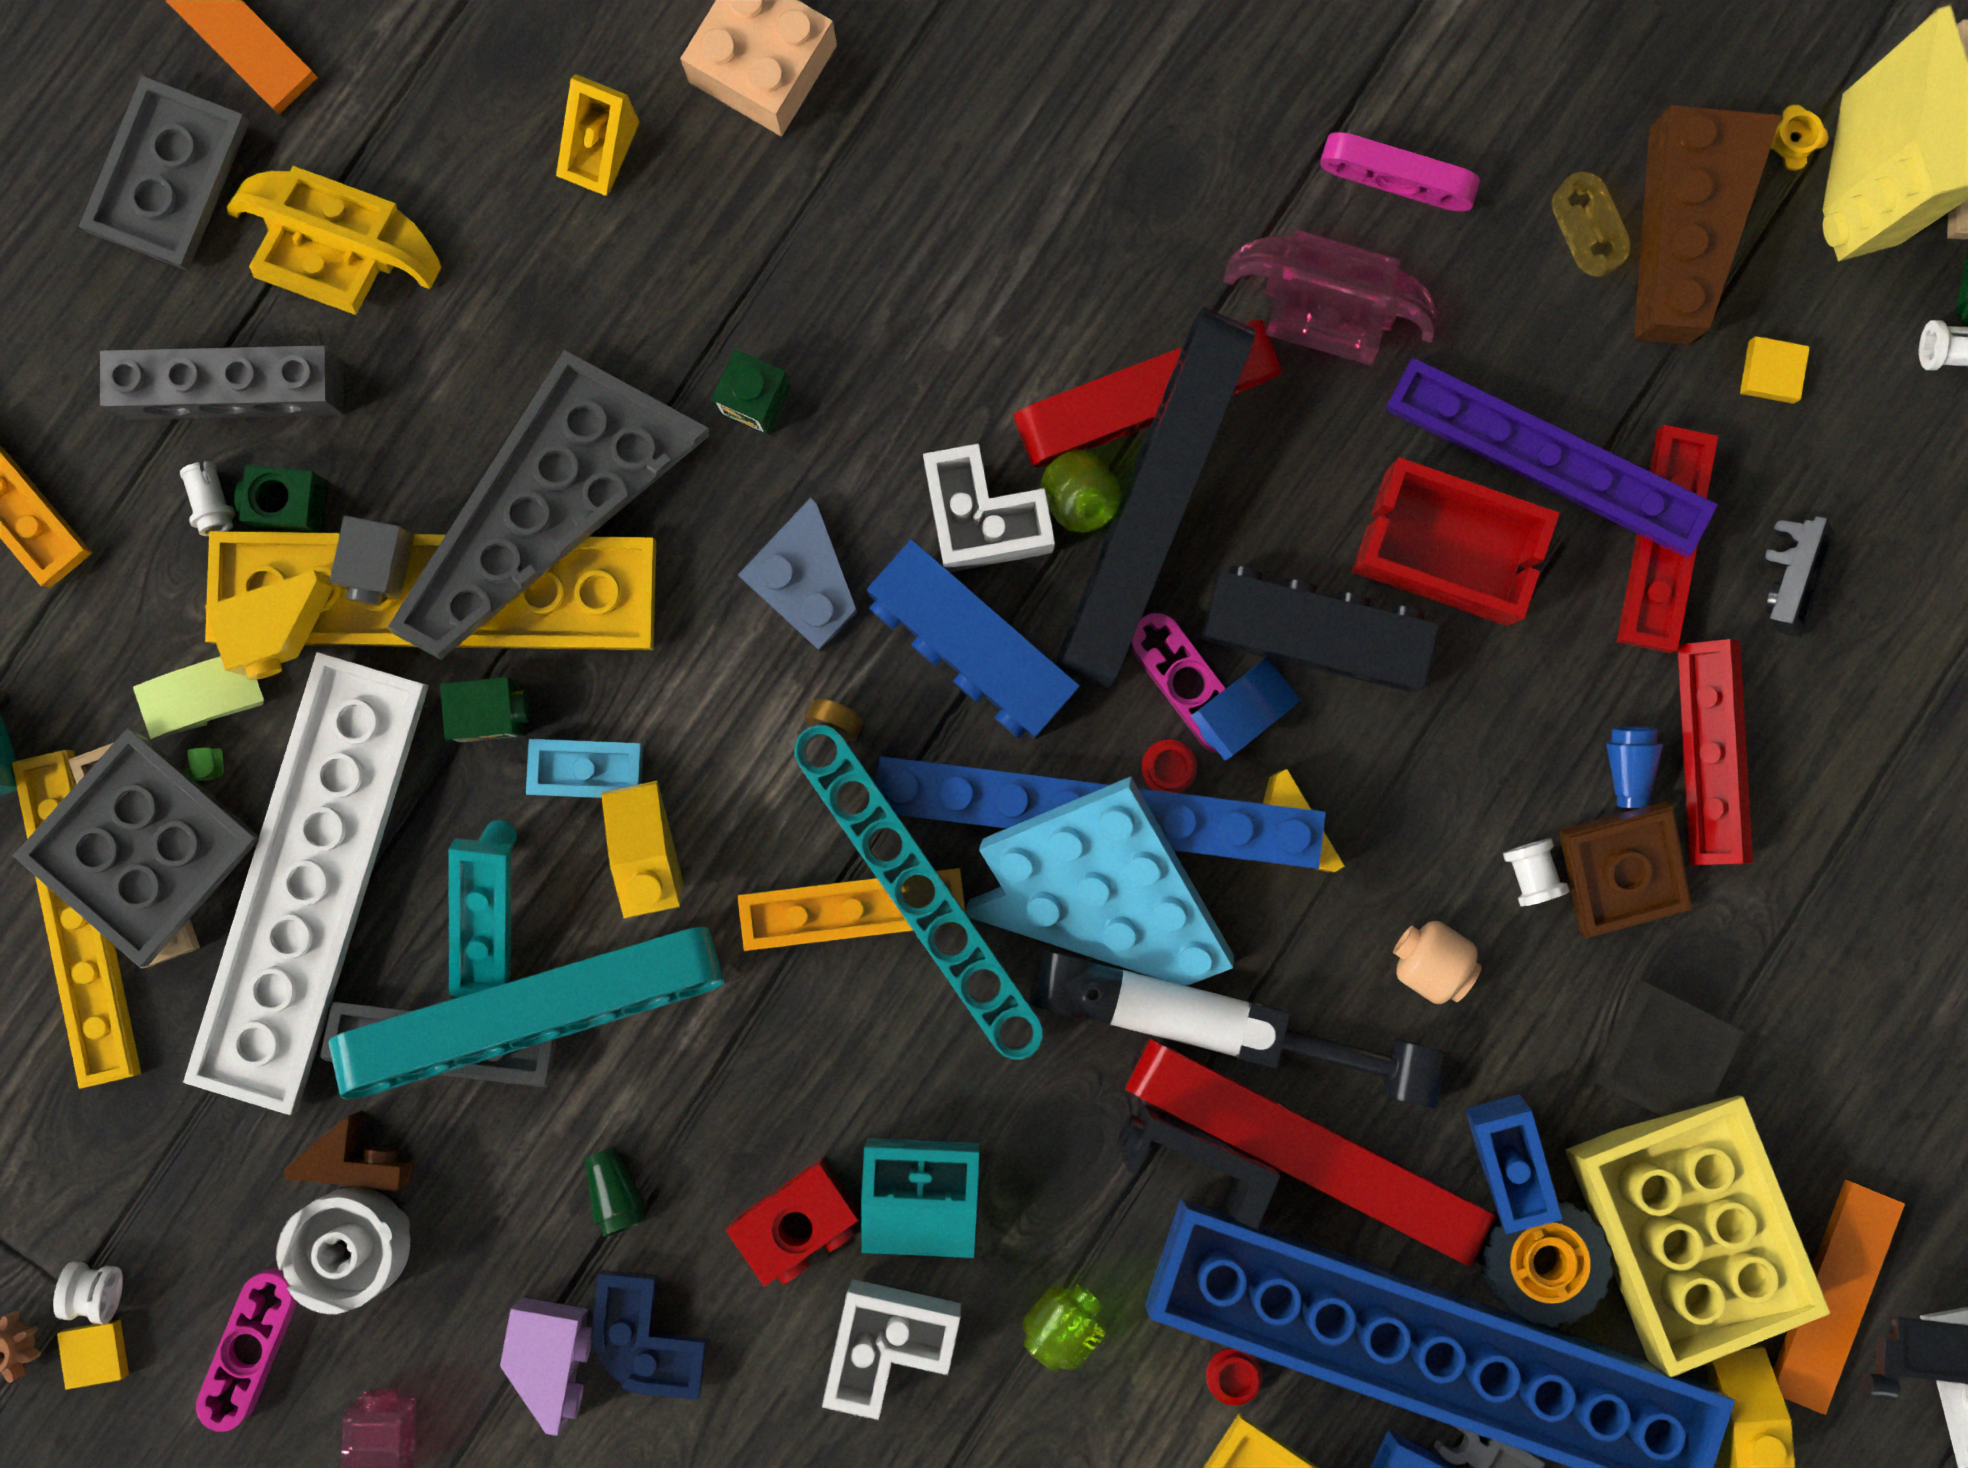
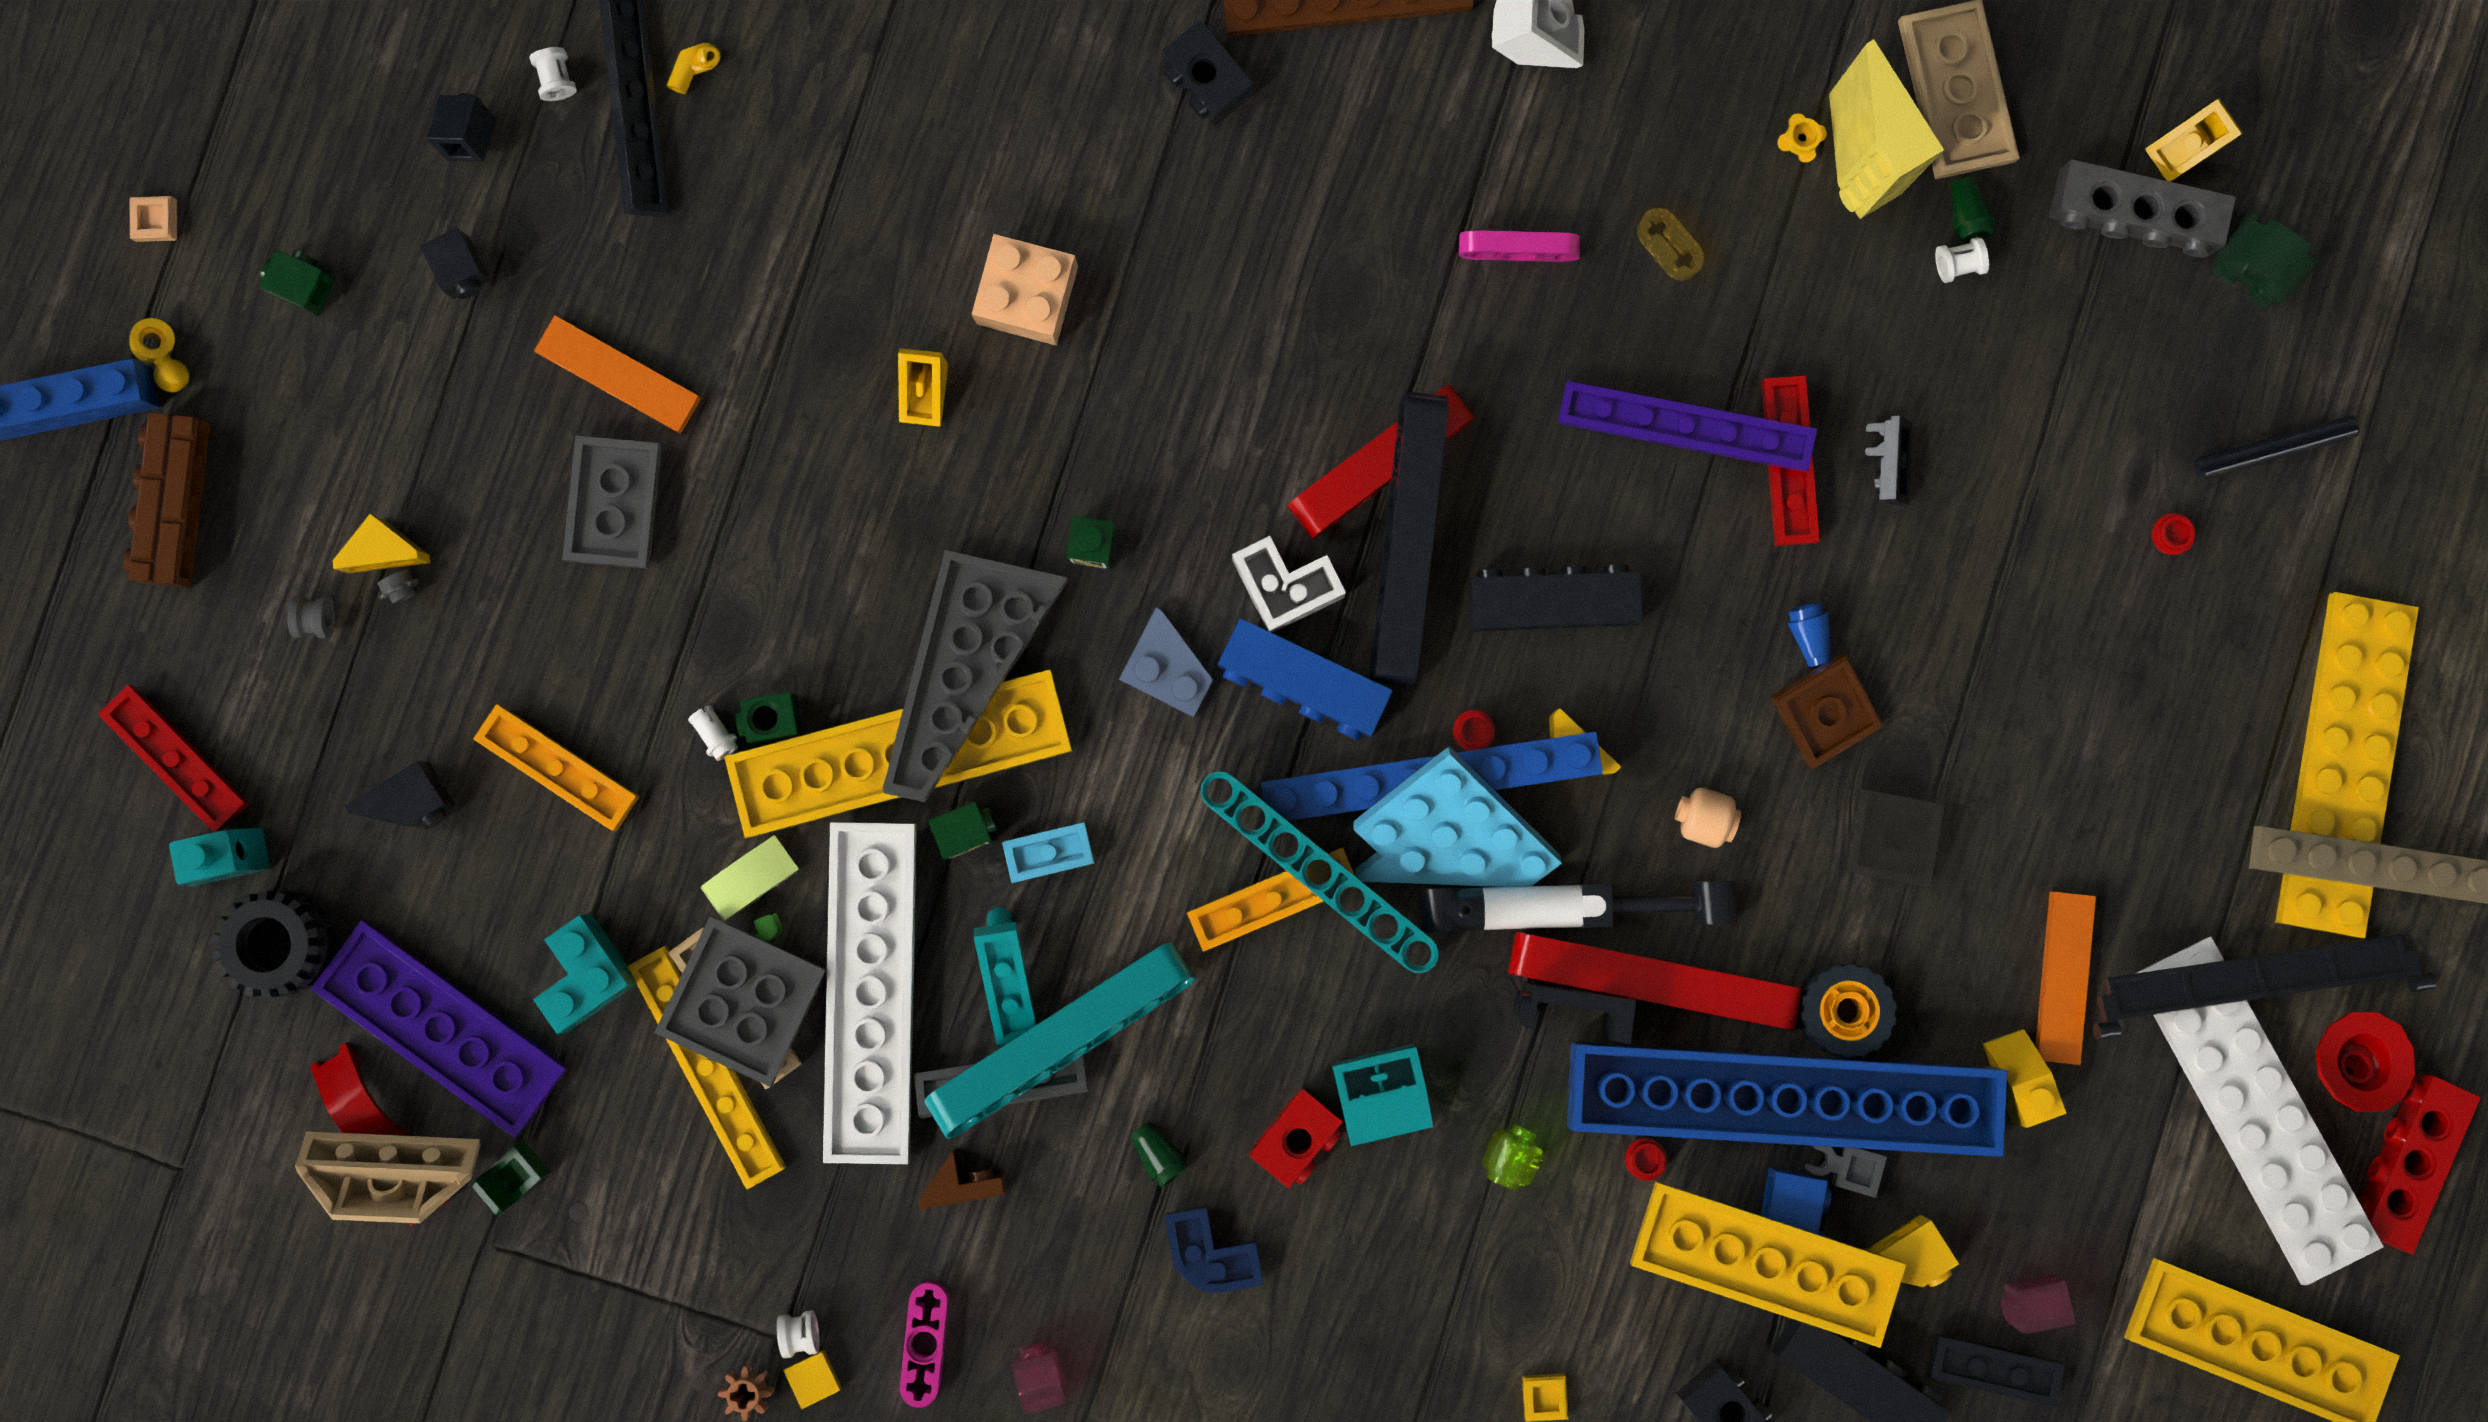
camera: 10 degrees left, 0 degrees up
(222, 382) = (702, 645): flat silver brick -> none
(268, 623) = (791, 812): yellow slope -> none
(316, 1262) = (958, 1265): white brick -> none
(329, 237) = (747, 515): yellow plate -> none
(371, 560) = (852, 744): dark grey brick -> none
(543, 1359) = (1141, 1286): lavender slope -> none
(641, 850) = (1108, 898): yellow slope -> none
(835, 716) = (1222, 762): pearl gold tile -> none
(884, 1328) = (1379, 1196): white brick -> none
(1081, 491) = (1353, 547): clear neon green head -> none
(1153, 657) = (1489, 691): dark pink beam -> none
(1245, 709) = (1517, 672): blue slope -> none
(1333, 293) = (1495, 349): clear pink plate -> none
(1455, 542) = (1635, 508): red piece -> none
(1514, 1163) = (1803, 946): blue slope -> none
(1536, 872) = (1762, 731): white bush -> none
(1694, 212) = (1743, 215): reddish brown wedge -> none
(1697, 1234) = (1949, 959): light yellow slope -> none
(1715, 753) = (1867, 608): red plate -> none
(1774, 370) = (1834, 314): yellow tile -> none

